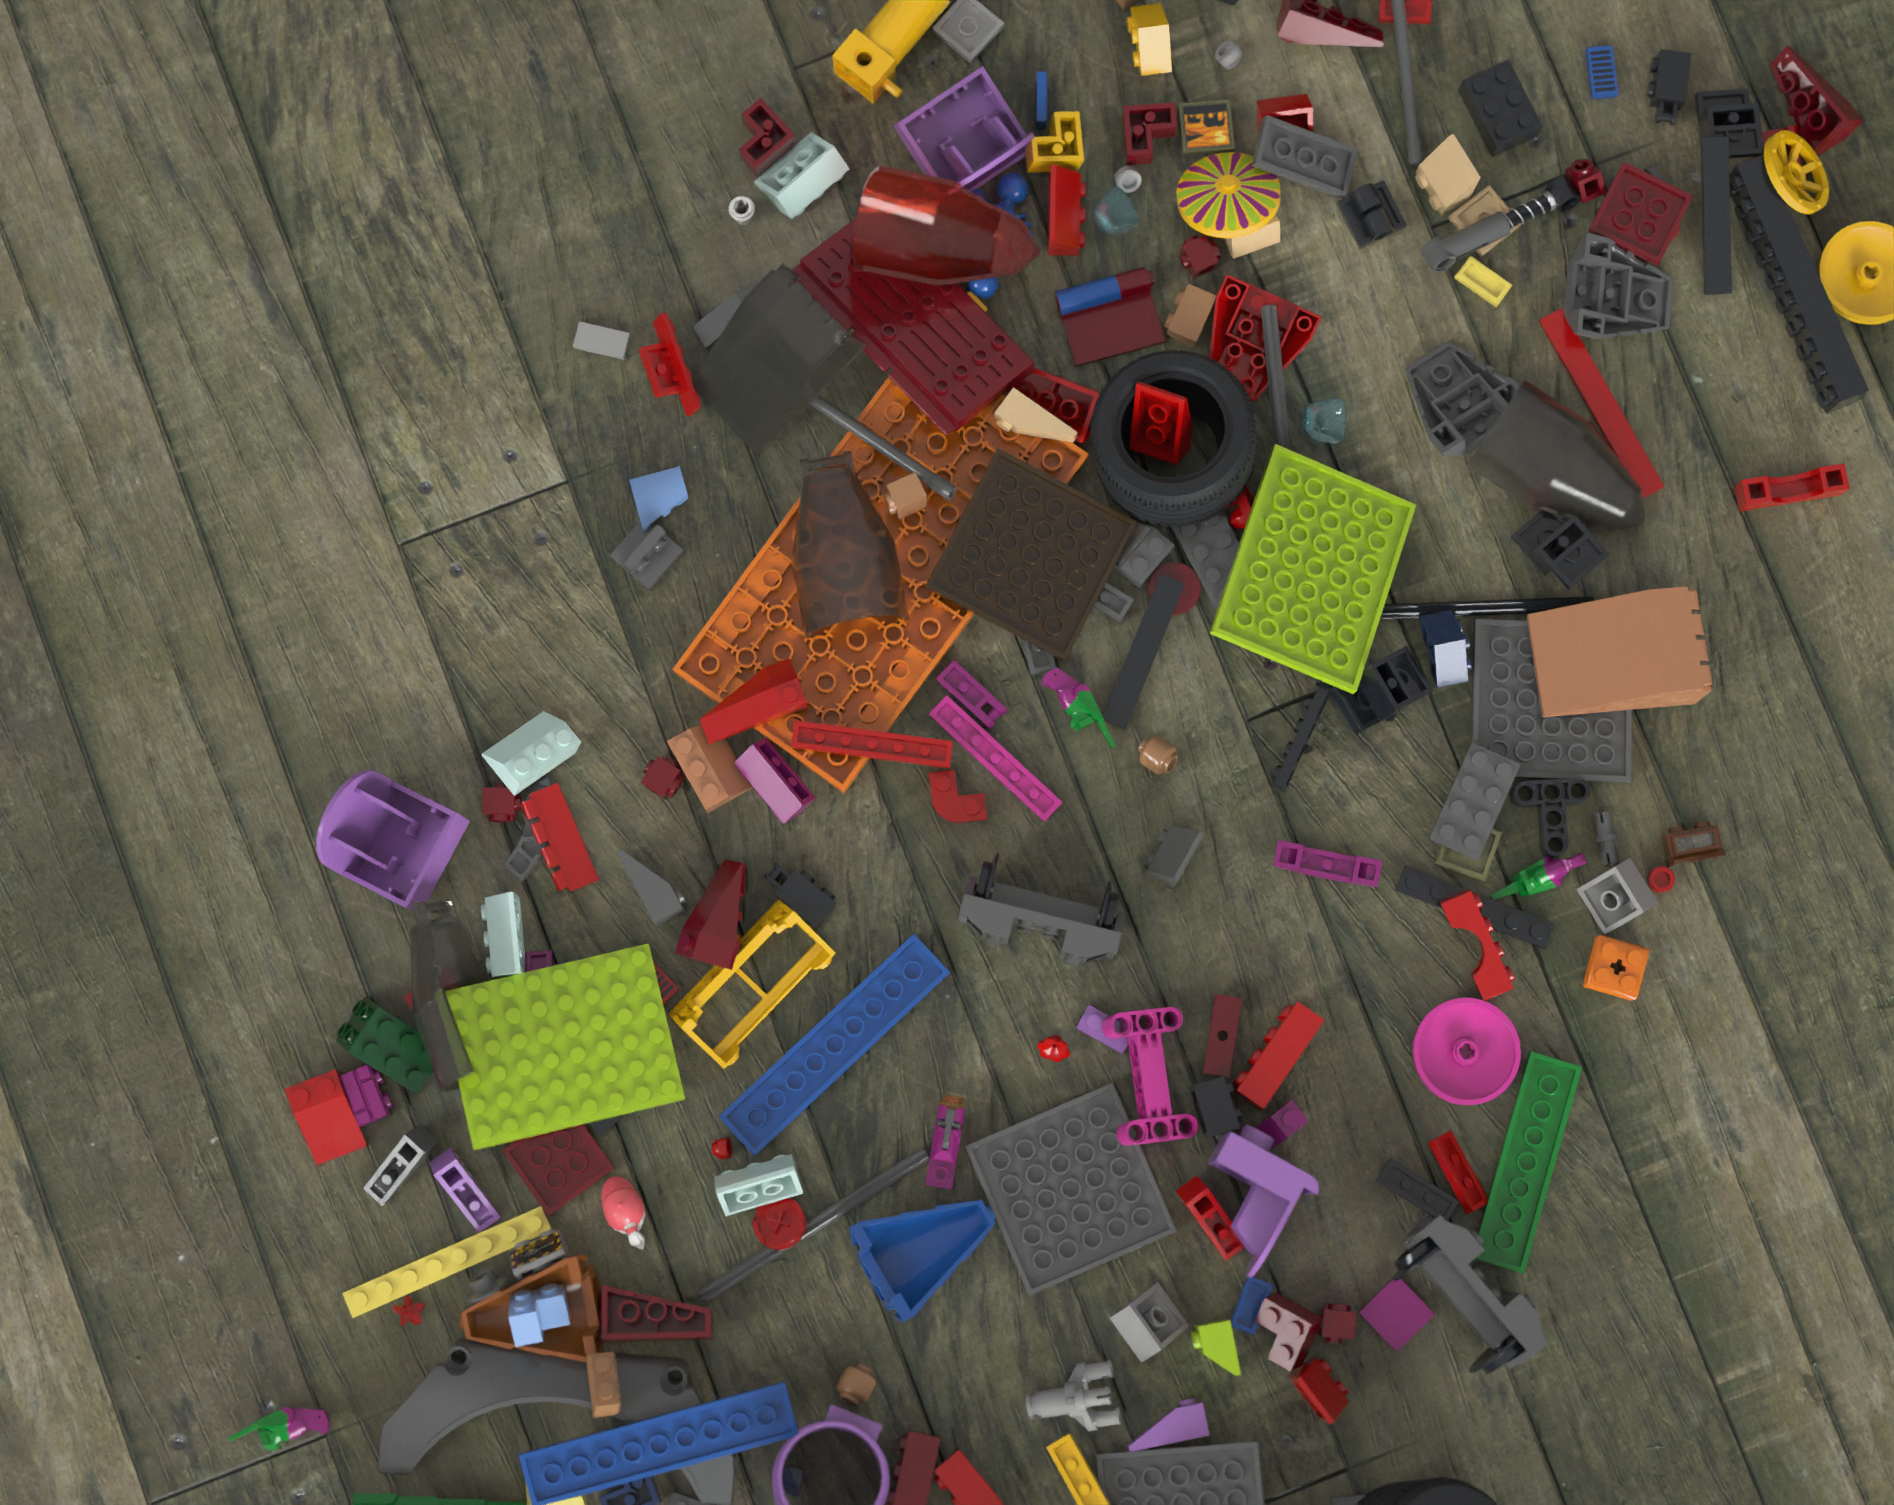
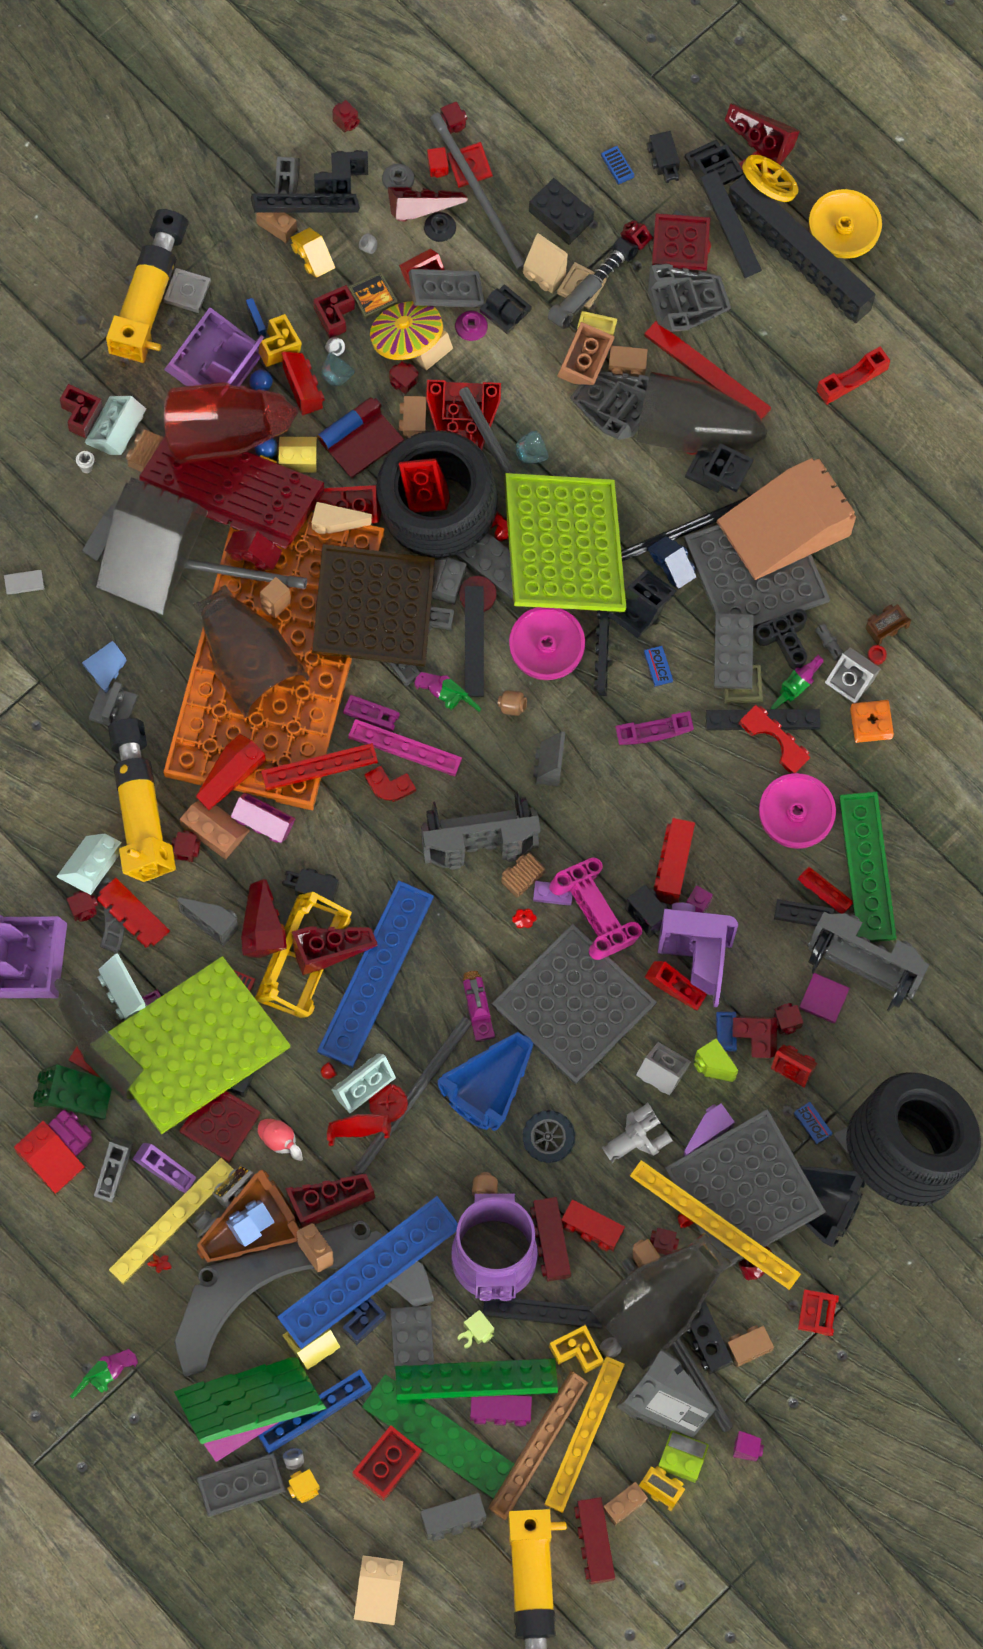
camera: 25 degrees left, 10 degrees down
(606, 767) = (145, 852): none -> yellow piece
(667, 367) = (77, 580): red bracket -> none
(730, 1238) = (359, 1126): none -> red piece
(786, 985) = (324, 947): none -> dark red wedge
(828, 220) = (144, 449): none -> medium nougat brick
(906, 419) = (253, 548): none -> dark red brick
(948, 1373) = (545, 1155): none -> black wheel
(1020, 306) = (298, 453): none -> light yellow slope
(1075, 991) = (522, 874): none -> medium nougat brick
(1224, 1018) = (629, 856): dark red tile -> none
(1235, 694) = (547, 643): none -> dark pink dish
(1311, 1473) = (813, 1123): none -> blue tile
(1313, 228) = (471, 332): none -> magenta piece
(1332, 77) = (440, 233): none -> black piece
(1368, 779) = (658, 666): none -> blue tile
(1449, 321) = (585, 355): none -> nougat slope
(1501, 349) = (627, 360): none -> medium nougat brick

